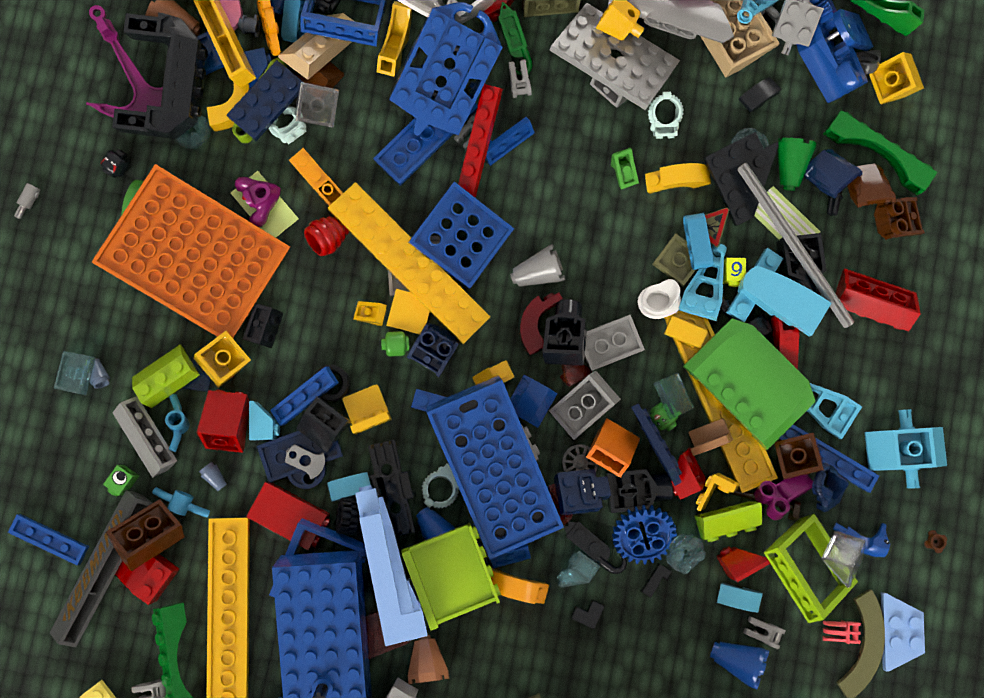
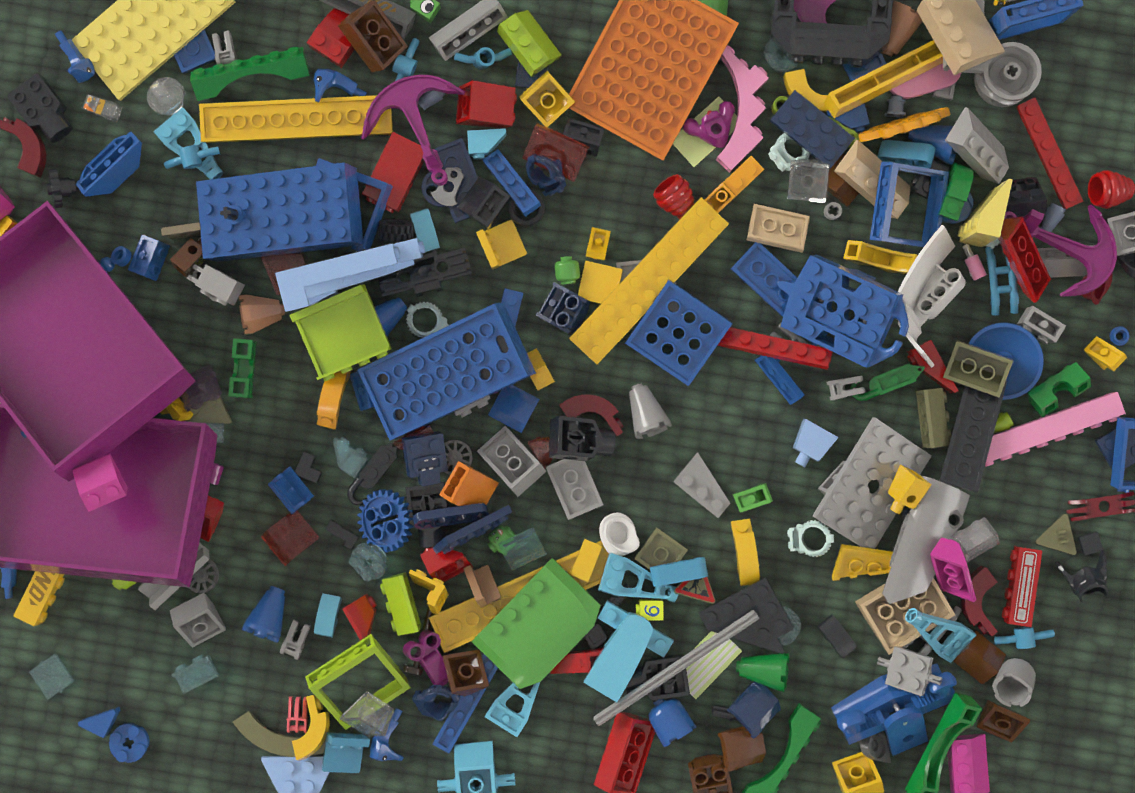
camera: 85 degrees right, 5 degrees up
(188, 584) = (330, 78): none -> blue animal
(210, 503) = (405, 96): none -> magenta piece
(242, 162) = (746, 83): none -> bright pink arch
(276, 352) = (557, 146): none -> clear red plate
(309, 358) = (551, 184): none -> dark blue piece
(343, 82) = (831, 216): none -> light grey bush
(362, 138) = (778, 228): none -> tan tile
(479, 679) = (244, 363): none -> green arch
(572, 112) = (812, 442): none -> light blue torso
(611, 633) = (290, 490): none -> blue hinge
(612, 219) = (702, 486): none -> light grey wing
(642, 466) = (450, 516): none -> dark blue beam
(659, 634) = (289, 537): none -> clear red bracket
(686, 68) = (860, 561): none -> yellow wing
(846, 253) = (670, 720): none -> blue cylinder
(861, 611) = (316, 734): none -> yellow arch
(880, 584) = (344, 752): none -> dark azure bracket

